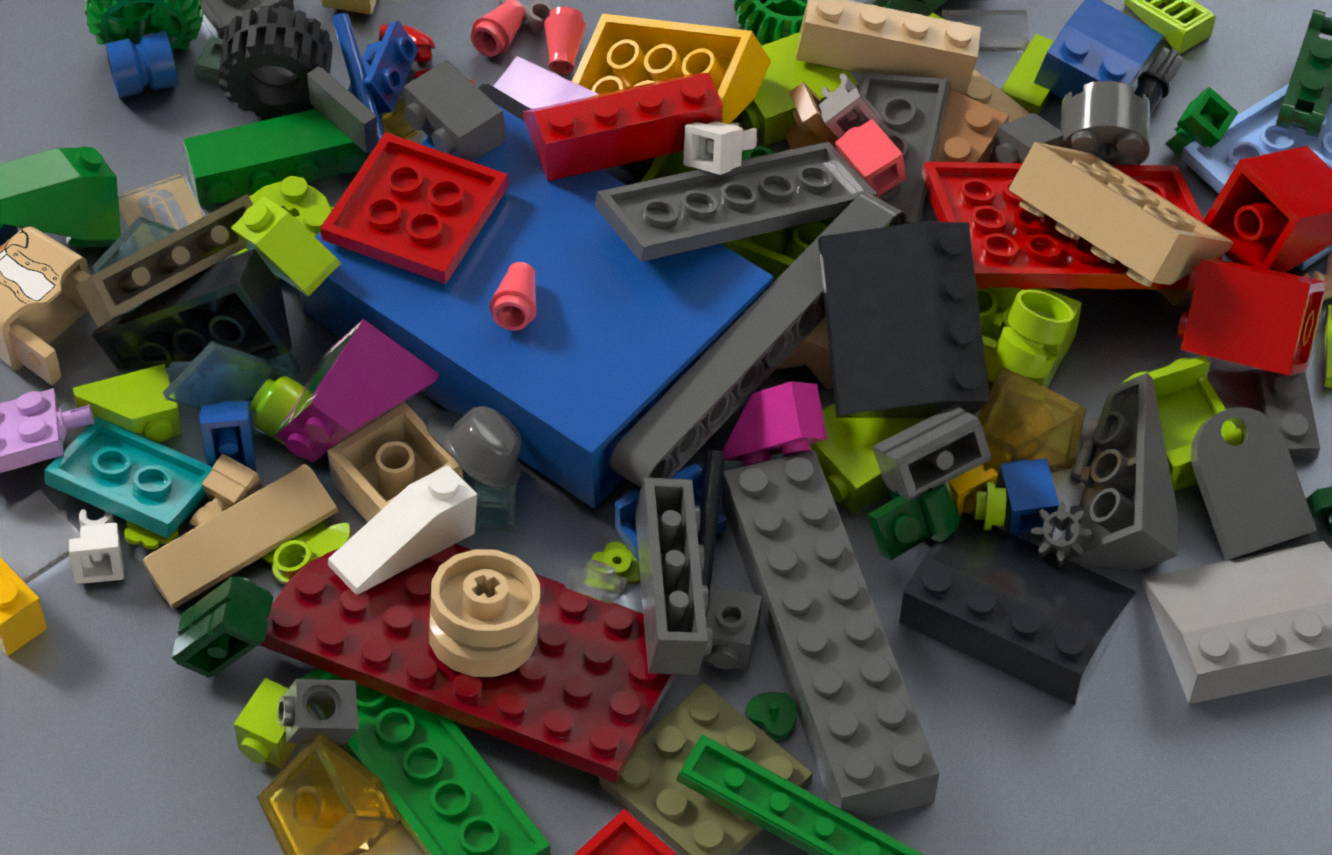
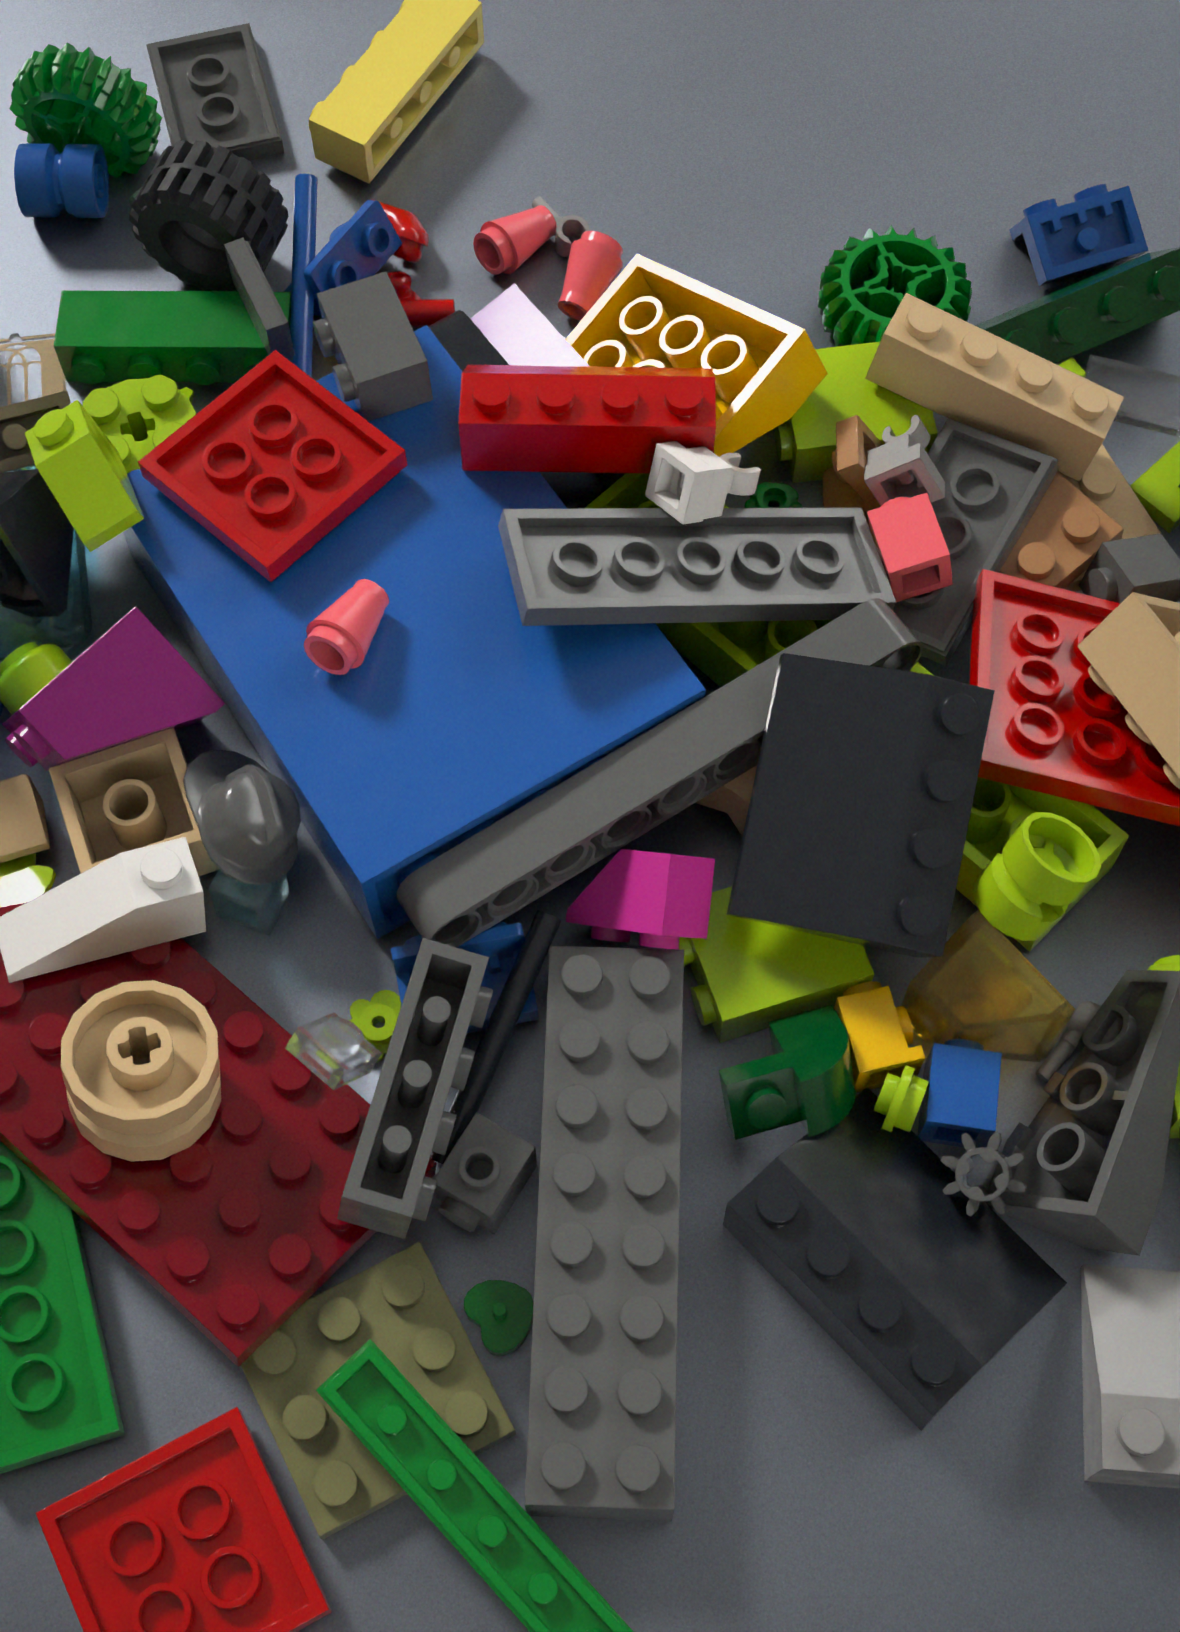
camera: 20 degrees right, 10 degrees up
(932, 452) = (837, 1009): dark grey brick -> none

